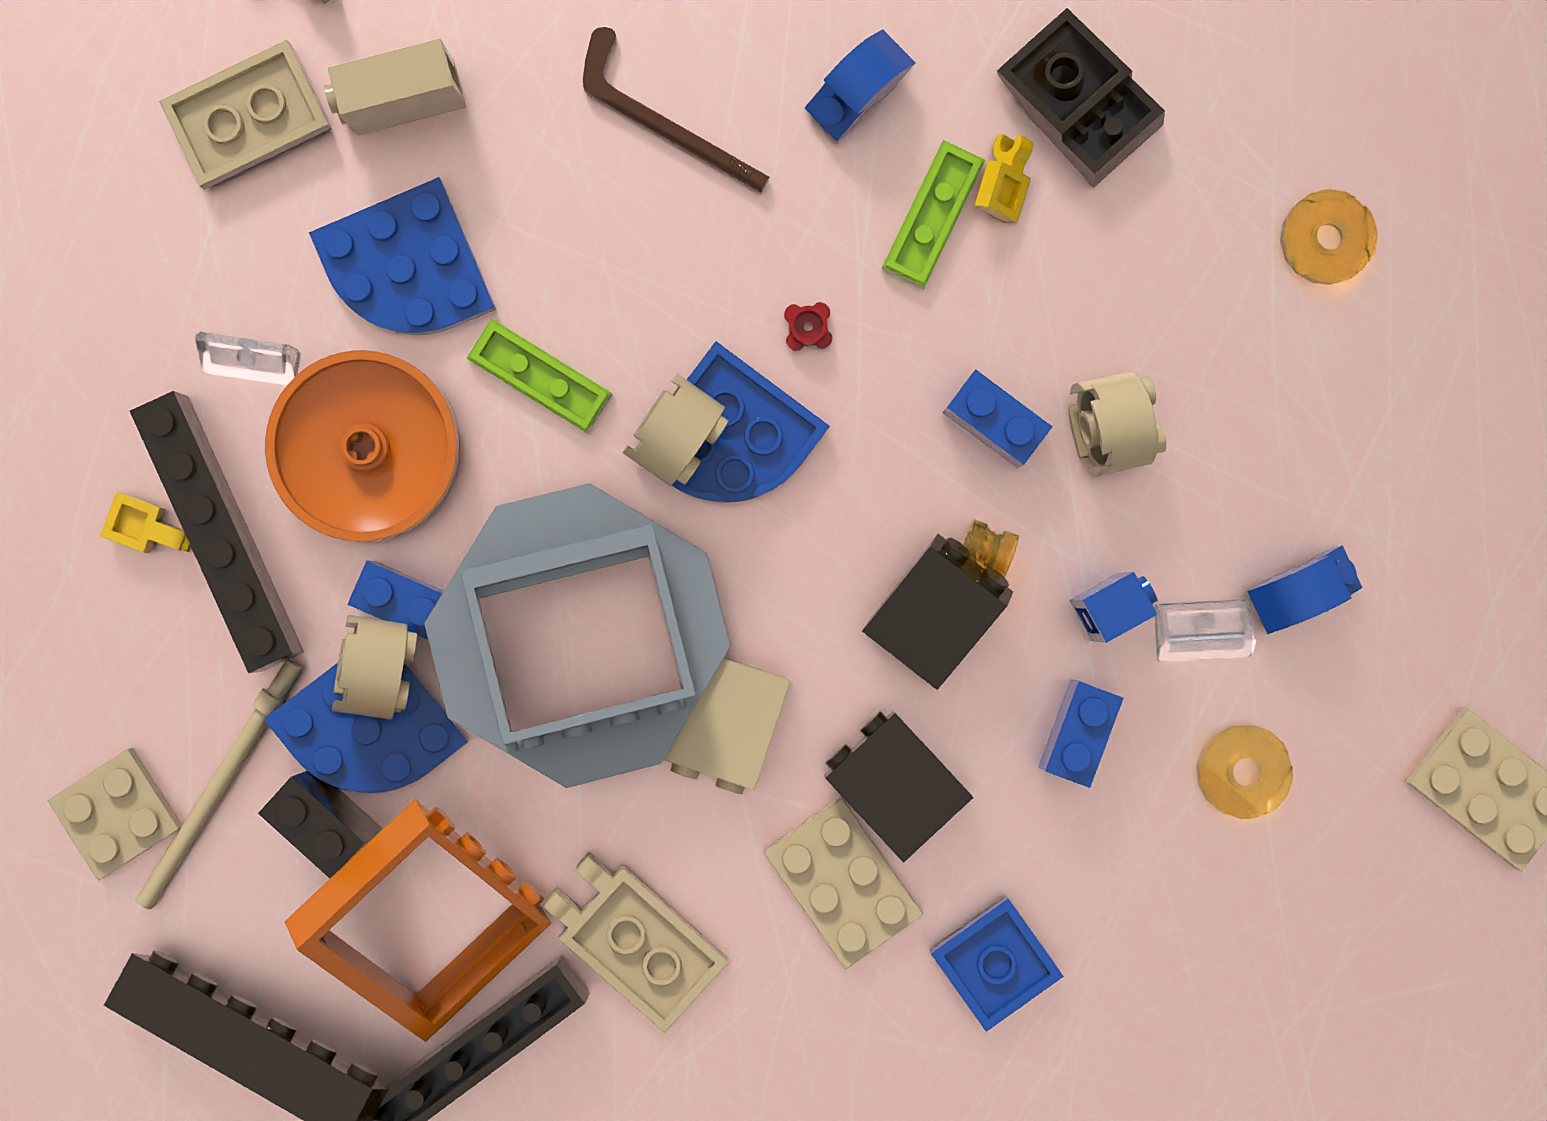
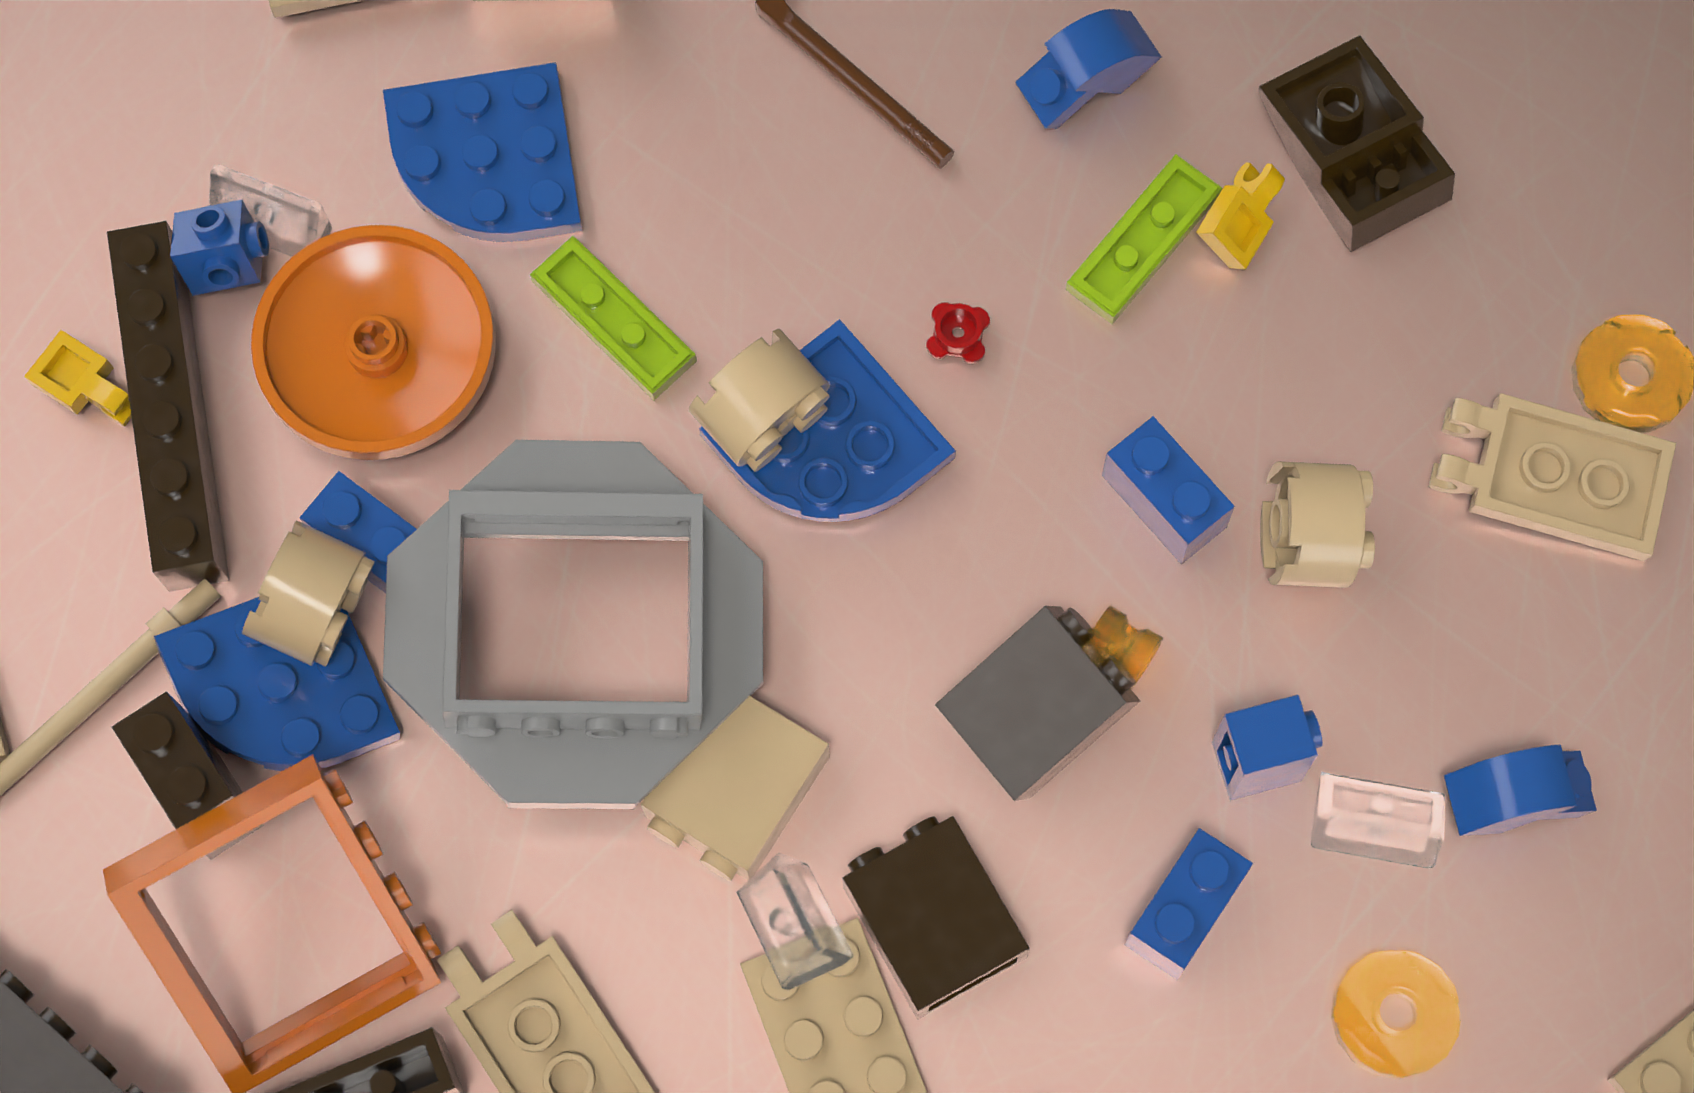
camera: 20 degrees right, 15 degrees down
(219, 397) = (218, 247): none -> blue brick
(796, 814) = (793, 921): none -> clear slope
(1289, 332) = (1559, 473): none -> tan tile

